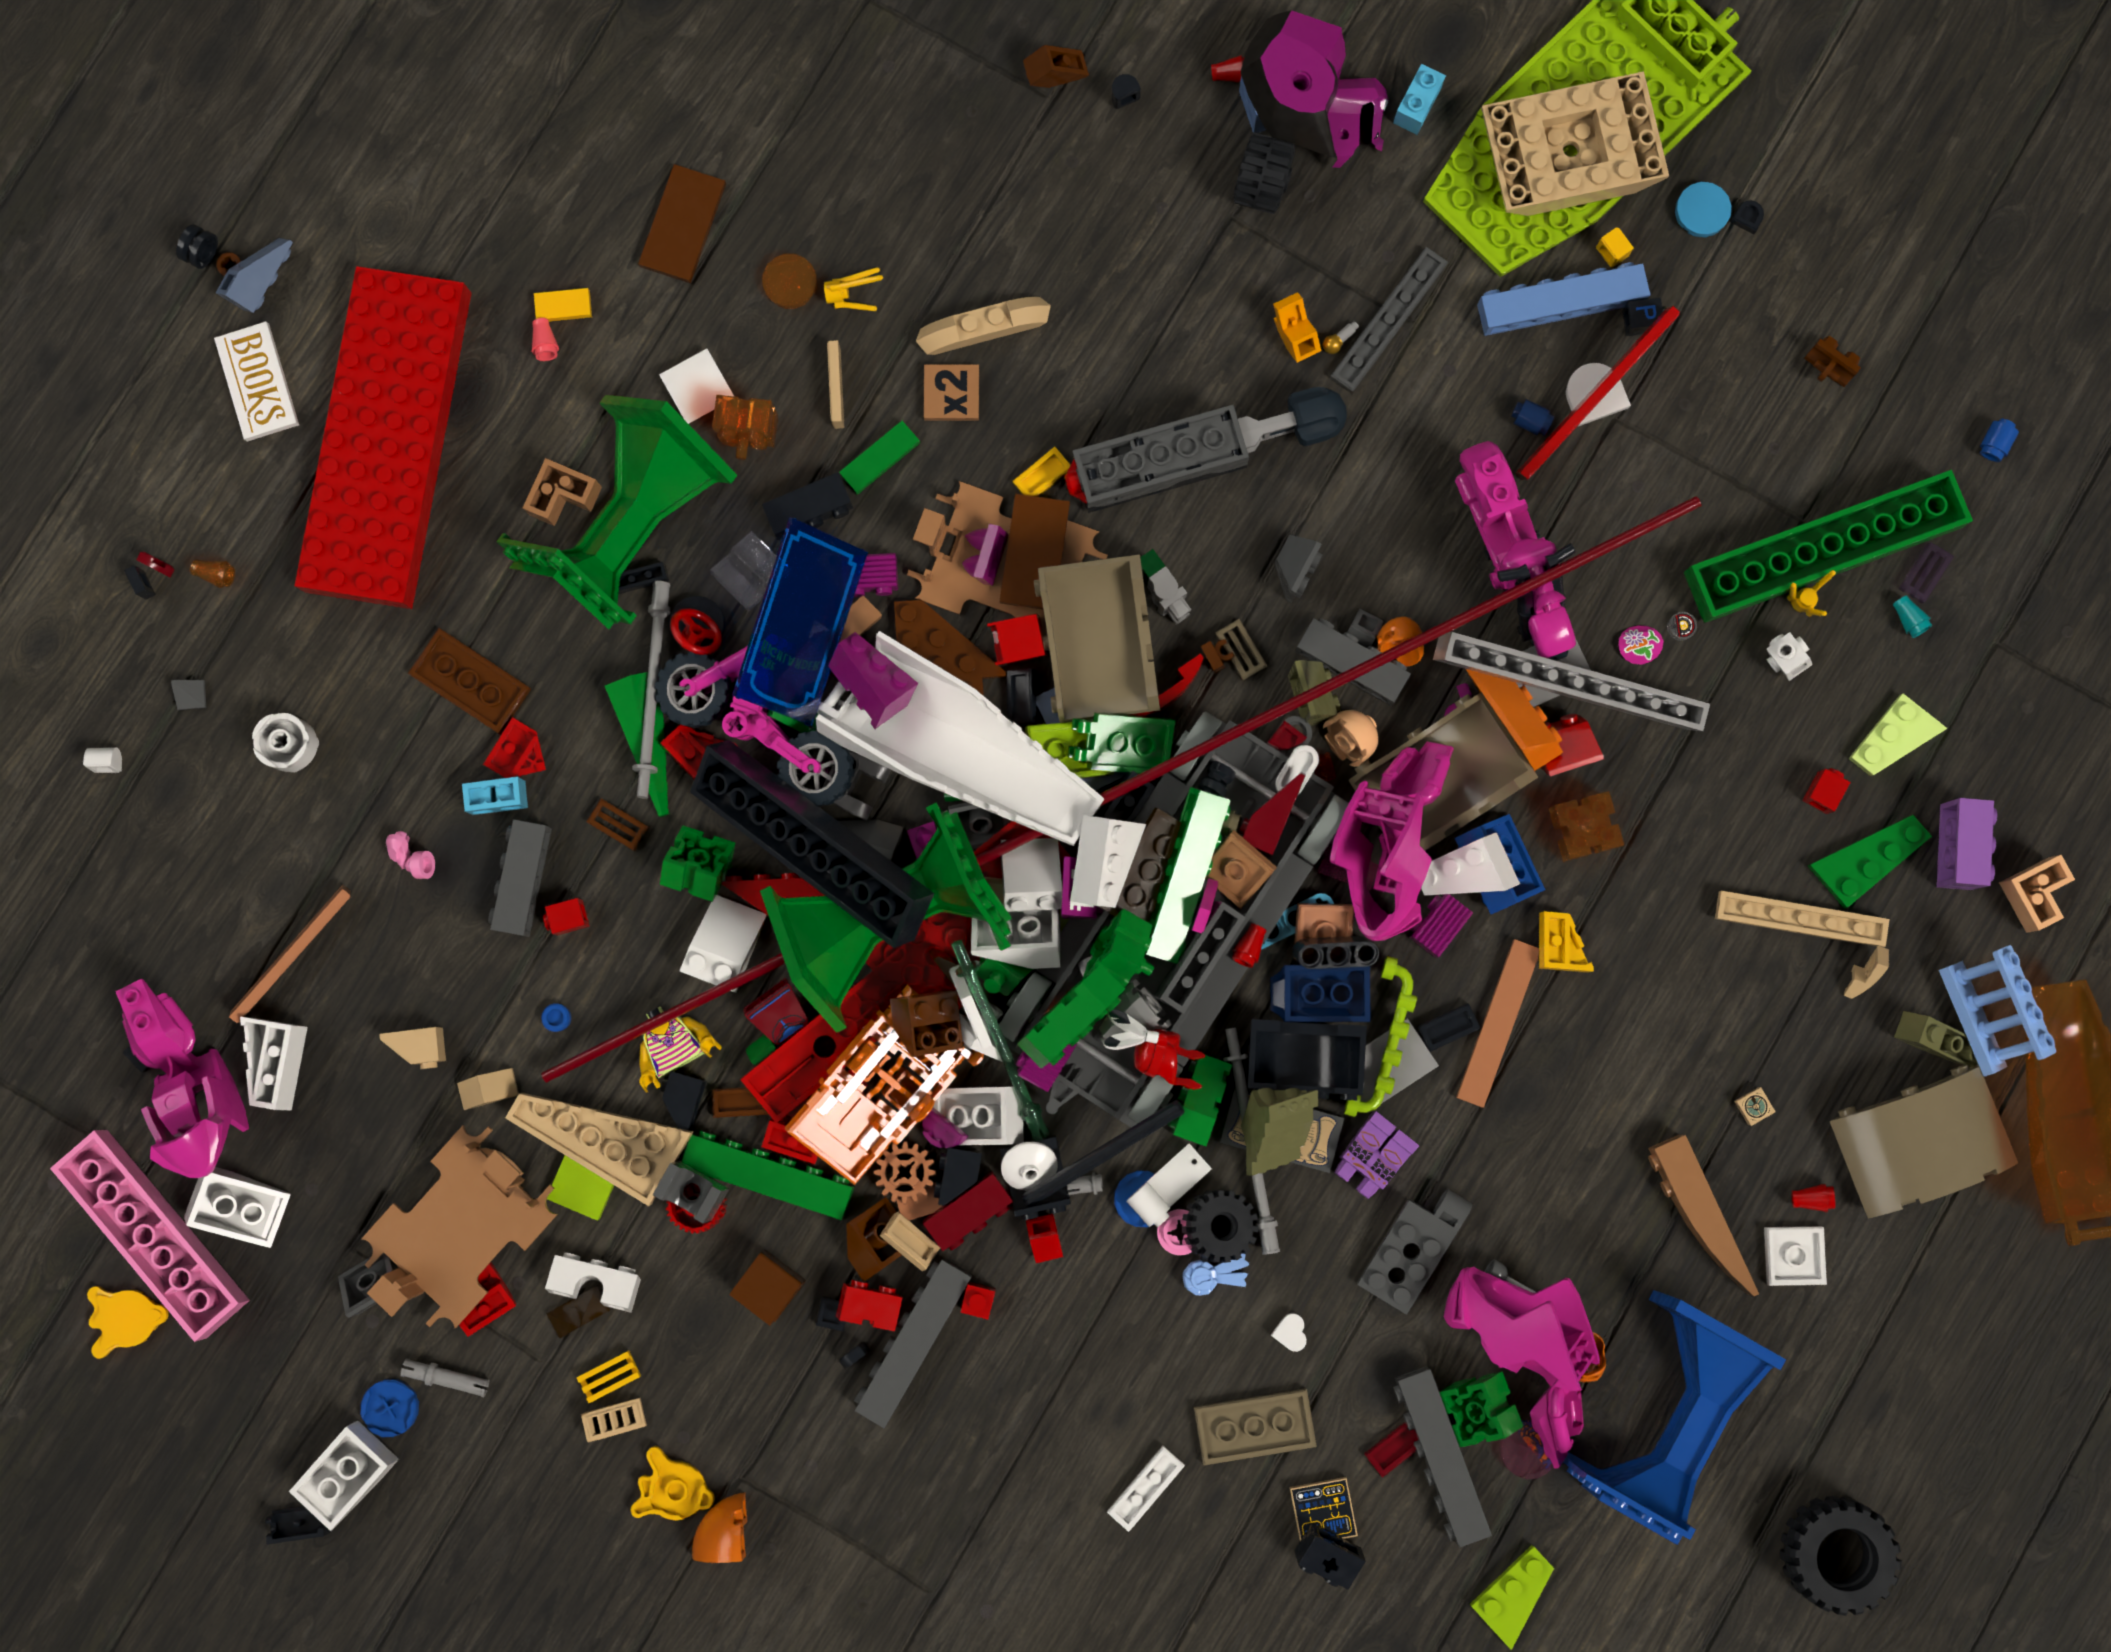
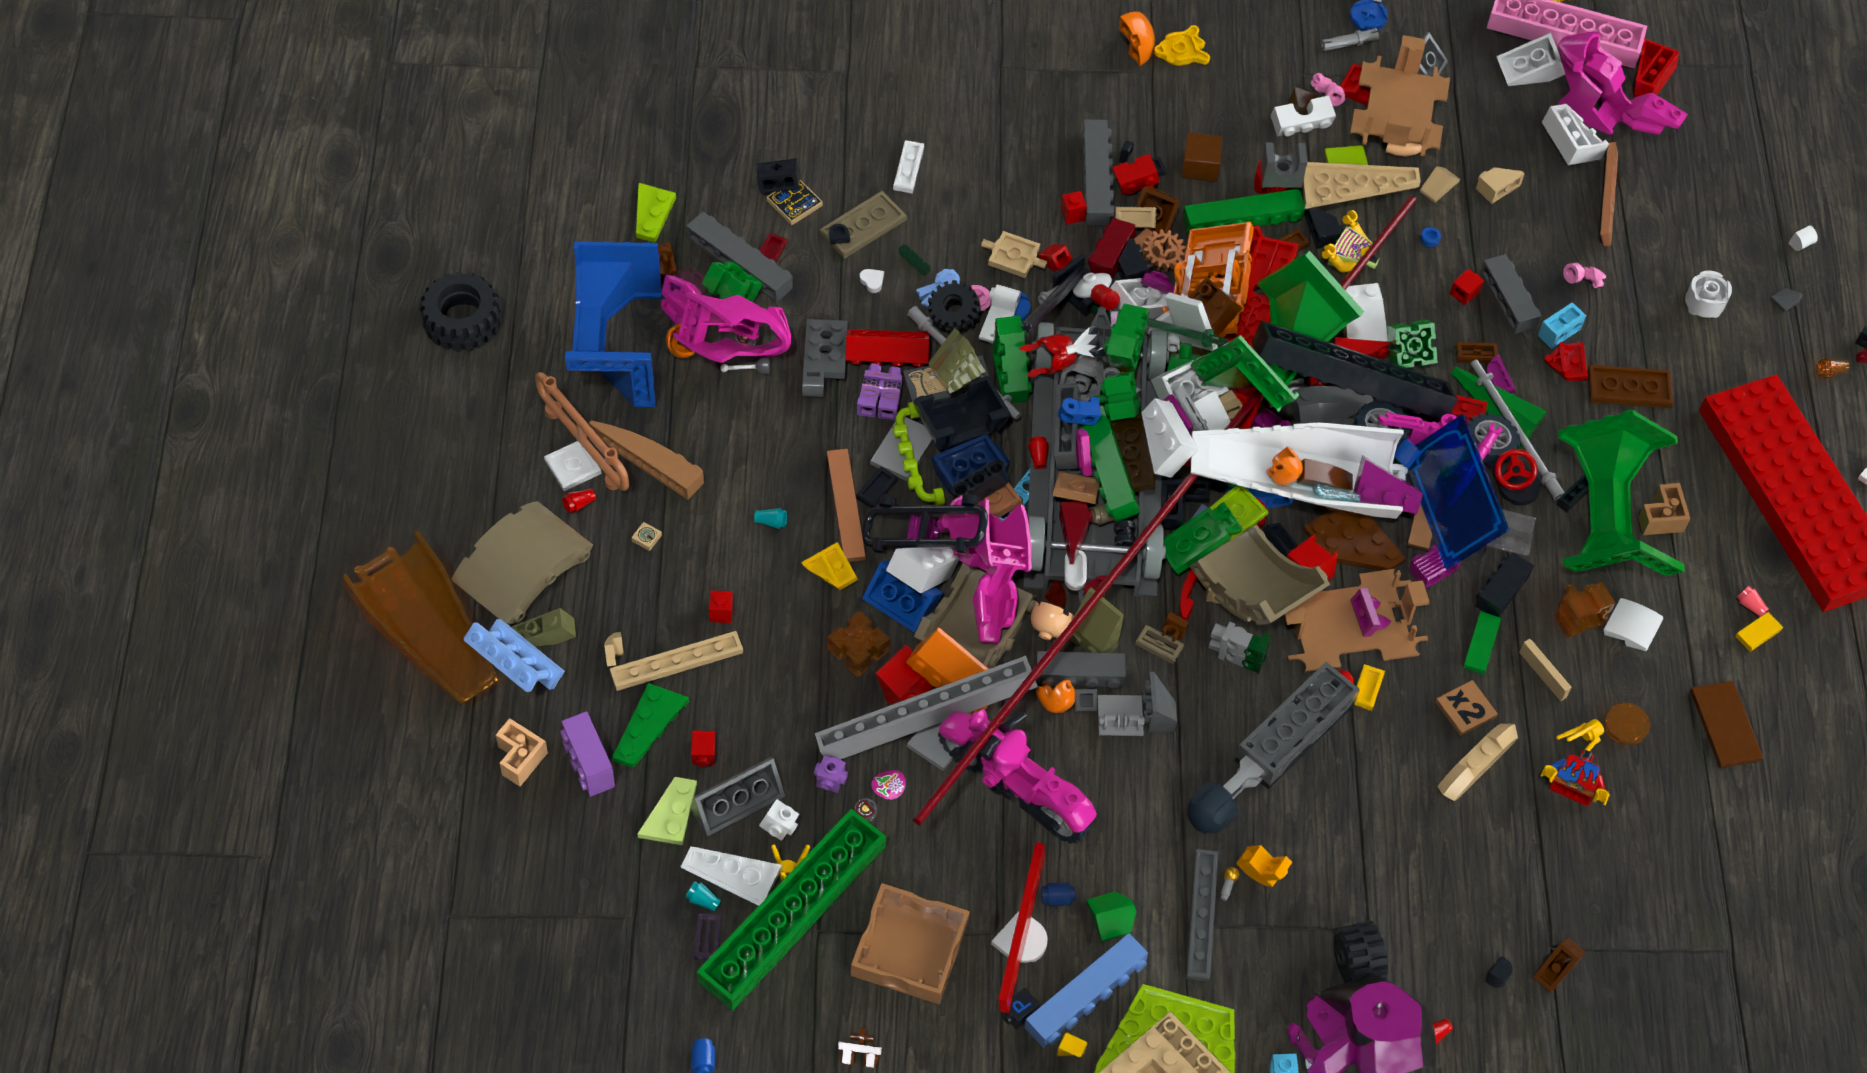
camera: 140 degrees right, 25 degrees down
(91, 1104) = (1655, 67): none -> red wedge
(530, 1323) = (1325, 85): none -> bright pink arm
(586, 1388) = (1259, 69): yellow tile -> none
(589, 1427) = (1246, 52): tan slope -> none
(617, 776) = (1501, 378): none -> magenta tile
(807, 714) = (1407, 453): none -> blue tile
(893, 243) = (1577, 779): none -> torso
(935, 729) = (1324, 474): none -> reddish brown slope
(938, 696) = (1336, 493): none -> clear light blue tile
(980, 749) = (1286, 467): none -> orange helmet
(1033, 543) = (1338, 630): reddish brown tile -> none
(1034, 1126) = (1105, 297): none -> red brick
(1053, 900) = (1190, 409): none -> light grey pin
(1093, 1272) = (1014, 254): none -> tan plate
(1185, 949) = (1080, 411): none -> blue leg
(1221, 1335) = (914, 259): none -> clear green axle
(1299, 1421) = (839, 234): none -> black tile
(1330, 1219) = (887, 346): none -> red slope
(1338, 587) = (1120, 715): none -> light grey hinge
(1406, 882) = (887, 506): none -> black bar
(1485, 370) = (1112, 915): none -> green slope
(1543, 1501) = (666, 260): none -> reddish brown hips
(1597, 1049) = (772, 517): none -> teal cone
(1695, 687) = (831, 773): none -> medium lavender brick
(1719, 958) = (721, 606): none -> red brick
(1720, 444) = (910, 943): none -> medium nougat tile
(1778, 1280) = (553, 410): none -> nougat bar
(1819, 710) = (737, 797): none -> dark grey slope
(1864, 619) = (737, 874): none -> white wing

